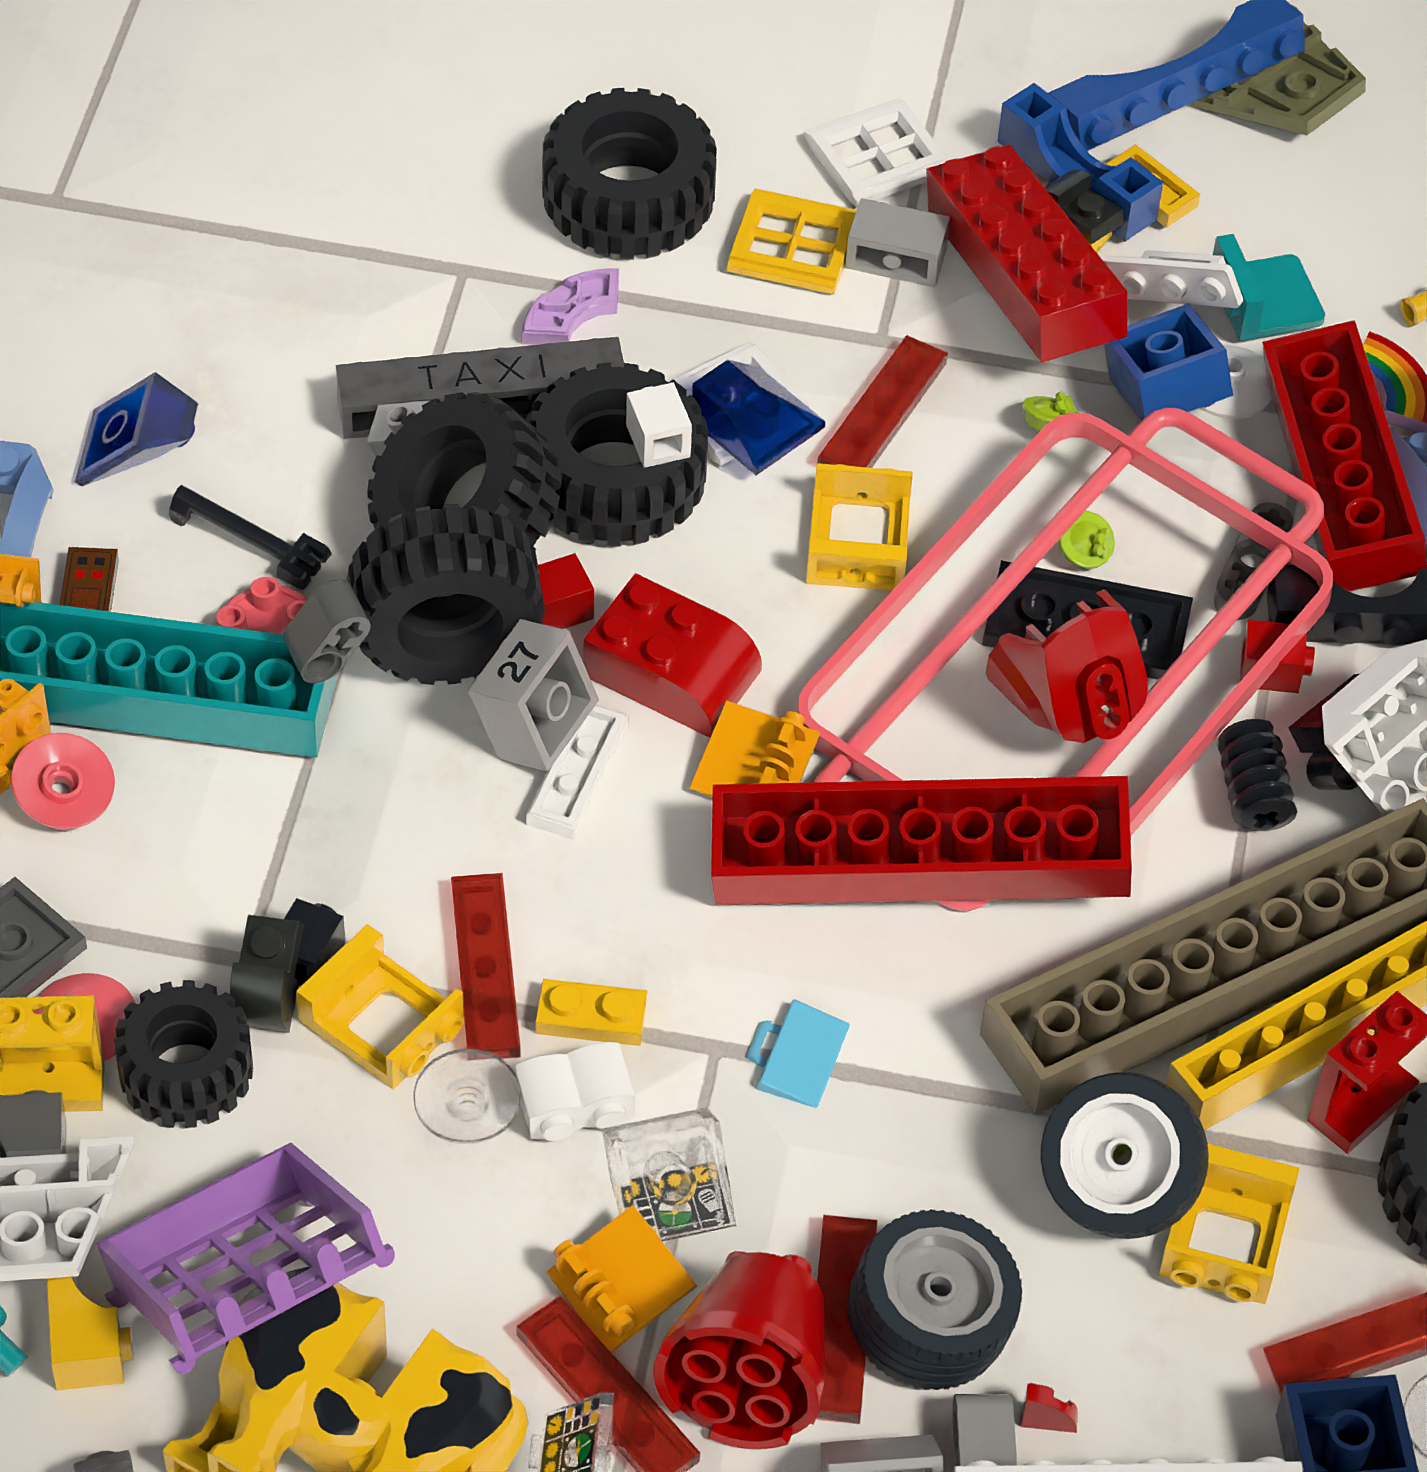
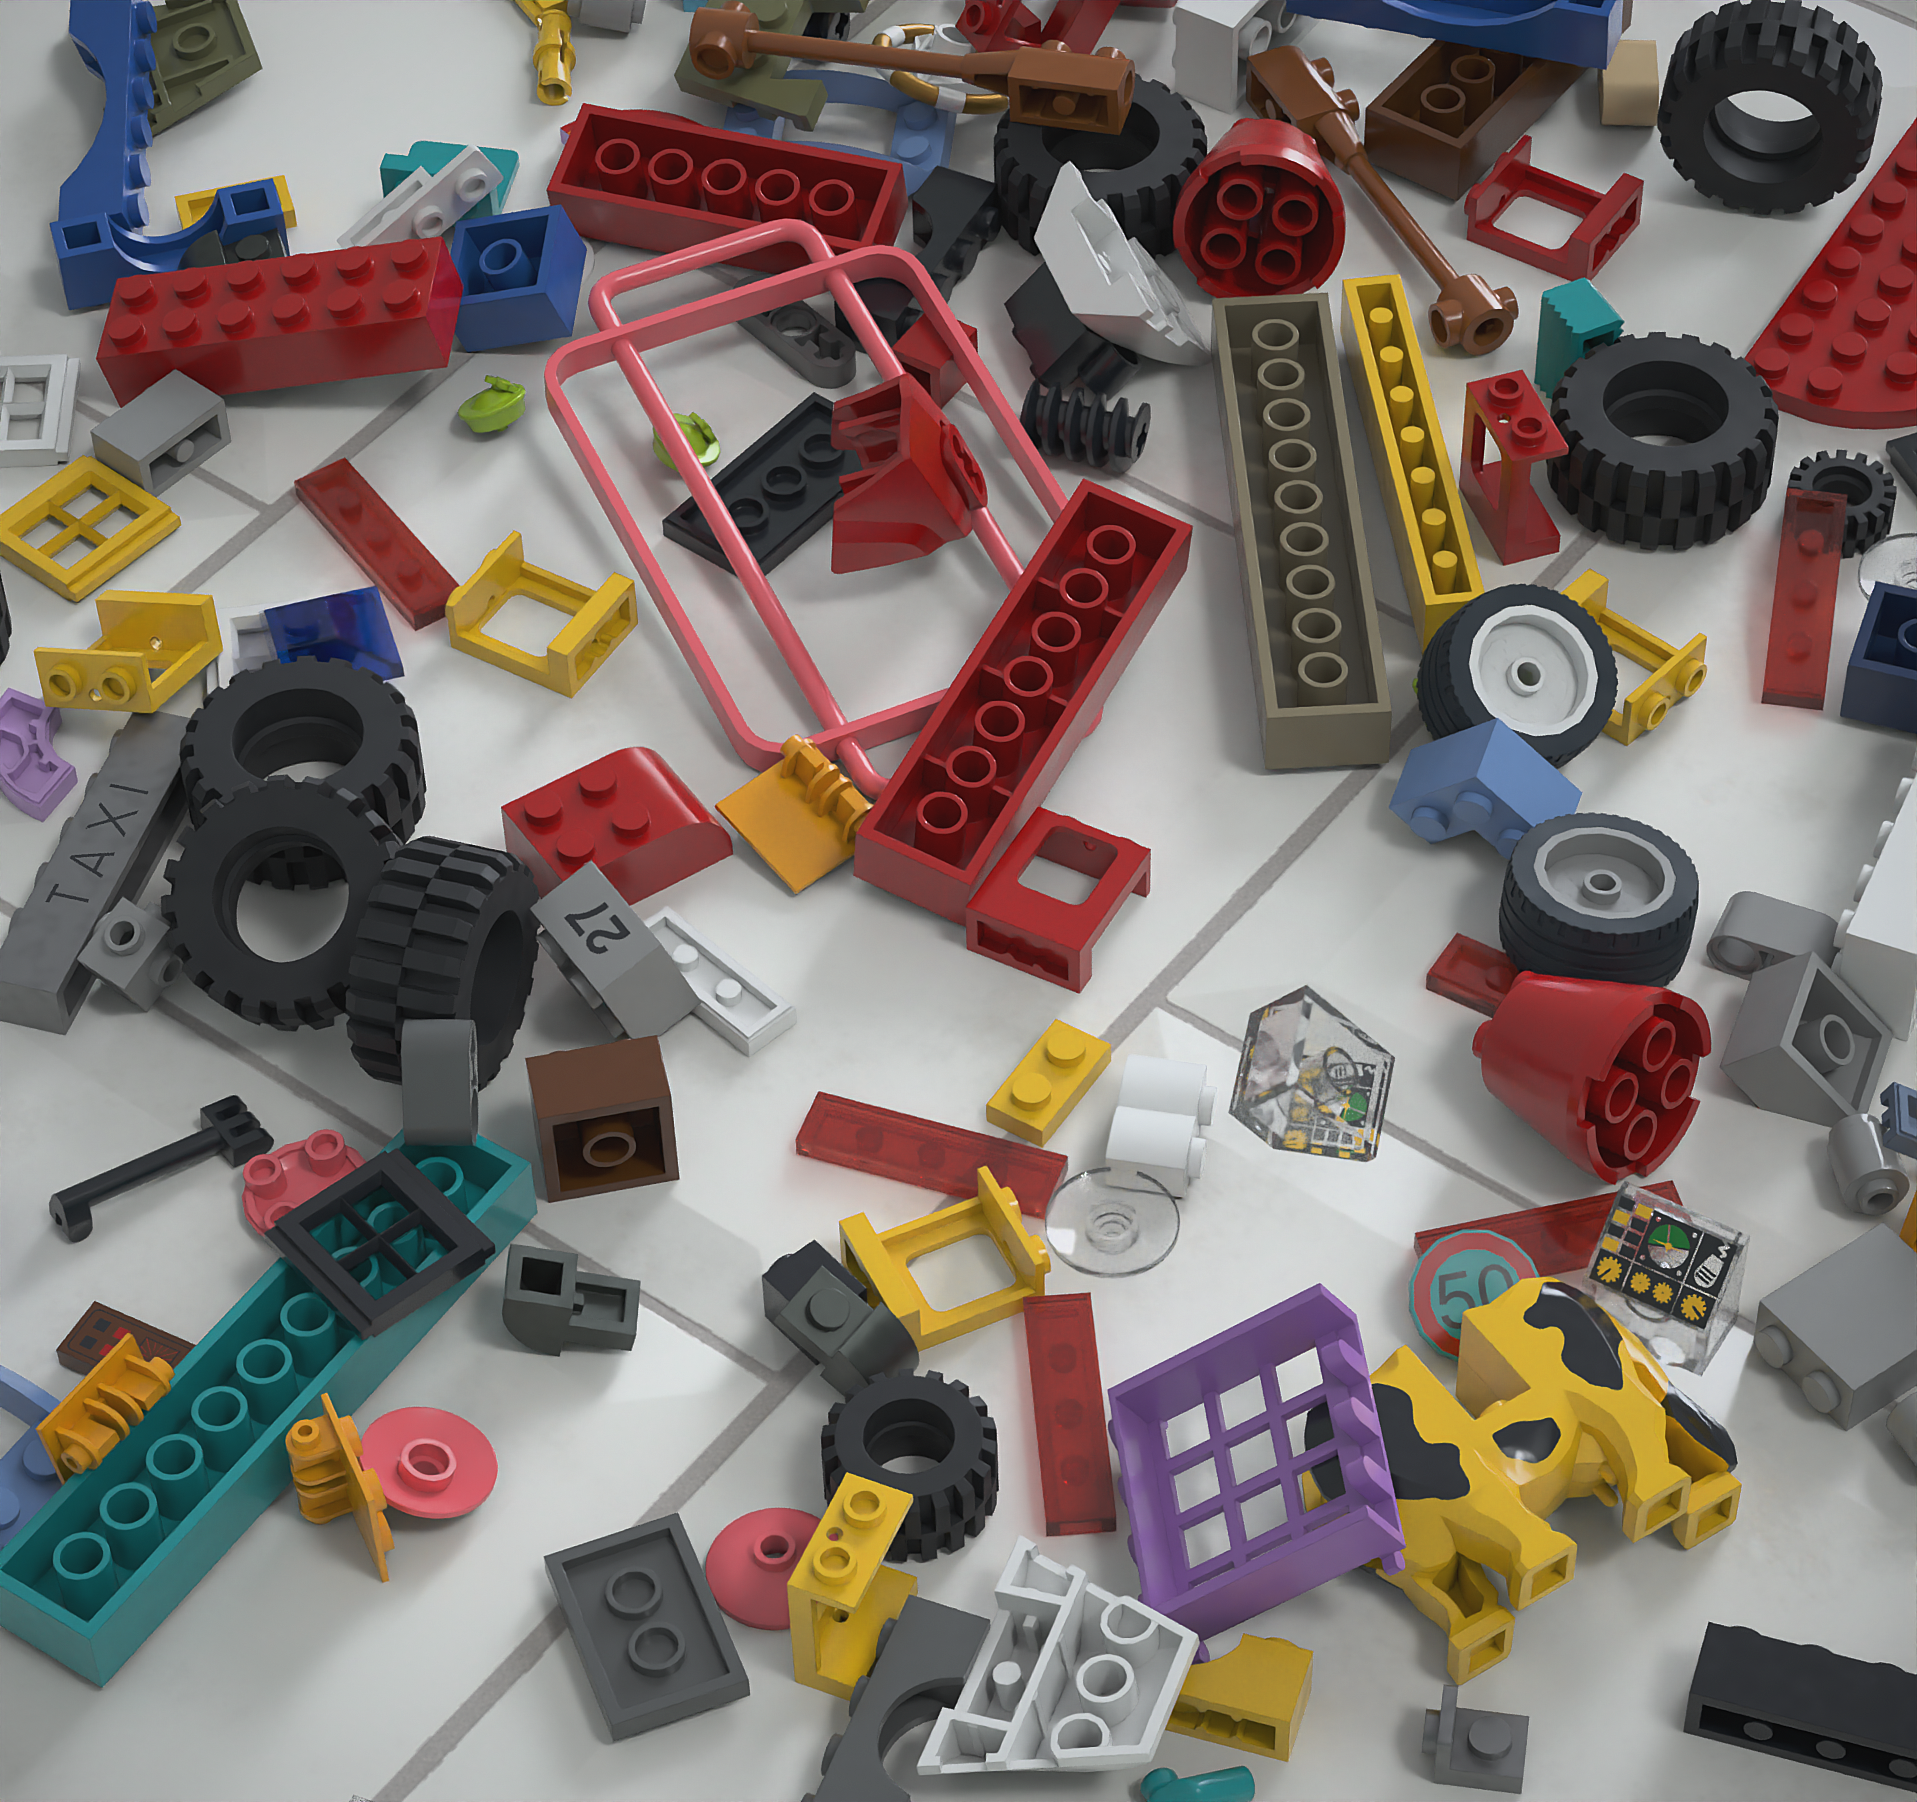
camera: 60 degrees left, 5 degrees down
(231, 799) = (555, 1303): none -> pearl dark grey brick
(235, 682) = (331, 1277): none -> black piece
(311, 1126) = (1069, 1415): none -> clear red tile
(389, 749) = (603, 1118): none -> reddish brown brick
(519, 1343) = (1460, 1275): none -> piece
(620, 1278) = (1422, 1169): light orange hinge -> none
(658, 424) = (339, 684): white brick -> none
(700, 318) = (138, 634): none -> yellow window
(720, 937) = (1040, 931): none -> red window
(800, 1055) = (1199, 928): medium azure piece -> none
(1009, 1176) = (1481, 783): none -> medium blue brick
(1046, 1412) = (1757, 875): red tile -> none

